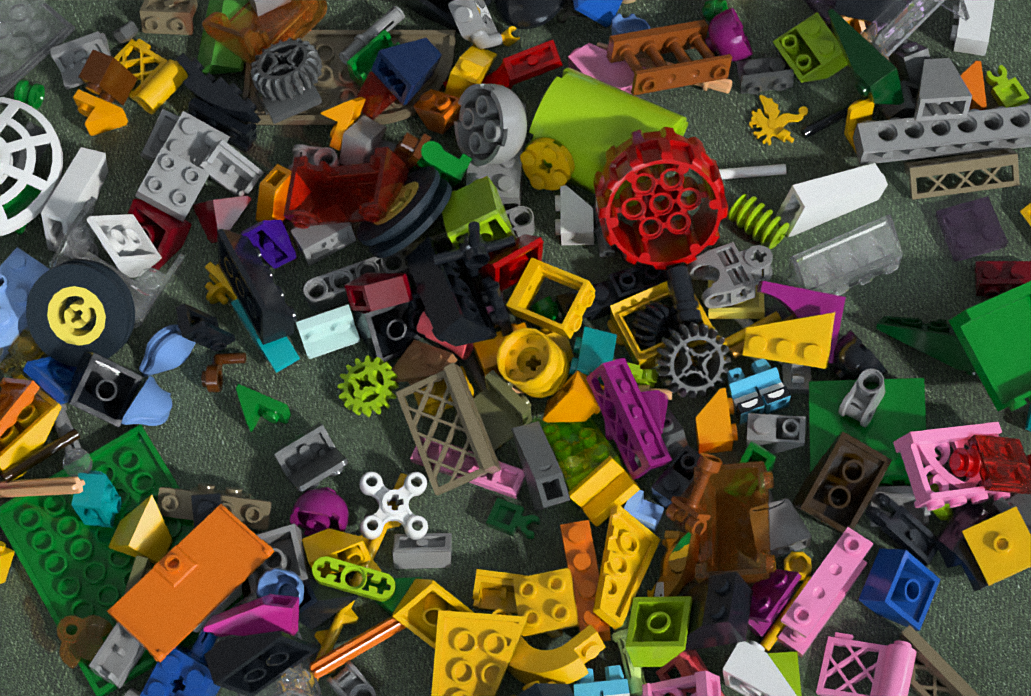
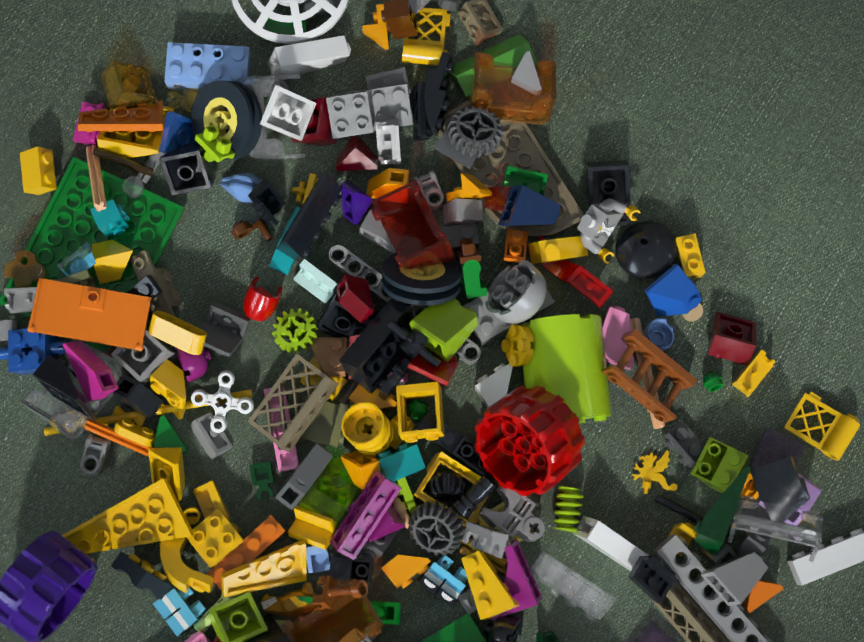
camera: 45 degrees right, 15 degrees up
(101, 340) = (215, 147): none -> lime hips
(117, 565) = (78, 260): none -> clear light blue slope
(150, 406) = (198, 205): medium blue hat -> none
(257, 404) = (239, 267): green slope -> none
(280, 582) = (122, 371): medium blue hair -> none
(281, 499) = (177, 332): none -> yellow beam
(308, 398) = (259, 303): none -> red piece
(348, 567) = (165, 424): lime beam -> none
(372, 617) = (128, 429): none -> yellow plate
(386, 22) = (543, 166): light grey pin -> none
(728, 36) = (695, 403): magenta cylinder -> none
(738, 309) = (485, 539): none -> light grey hinge
(753, 171) = (602, 476): white bar -> none
(775, 432) = (420, 611): light grey slope -> none
(889, 170) = (653, 577): none -> black bracket
(1006, 92) = (774, 619): lime plate -> none

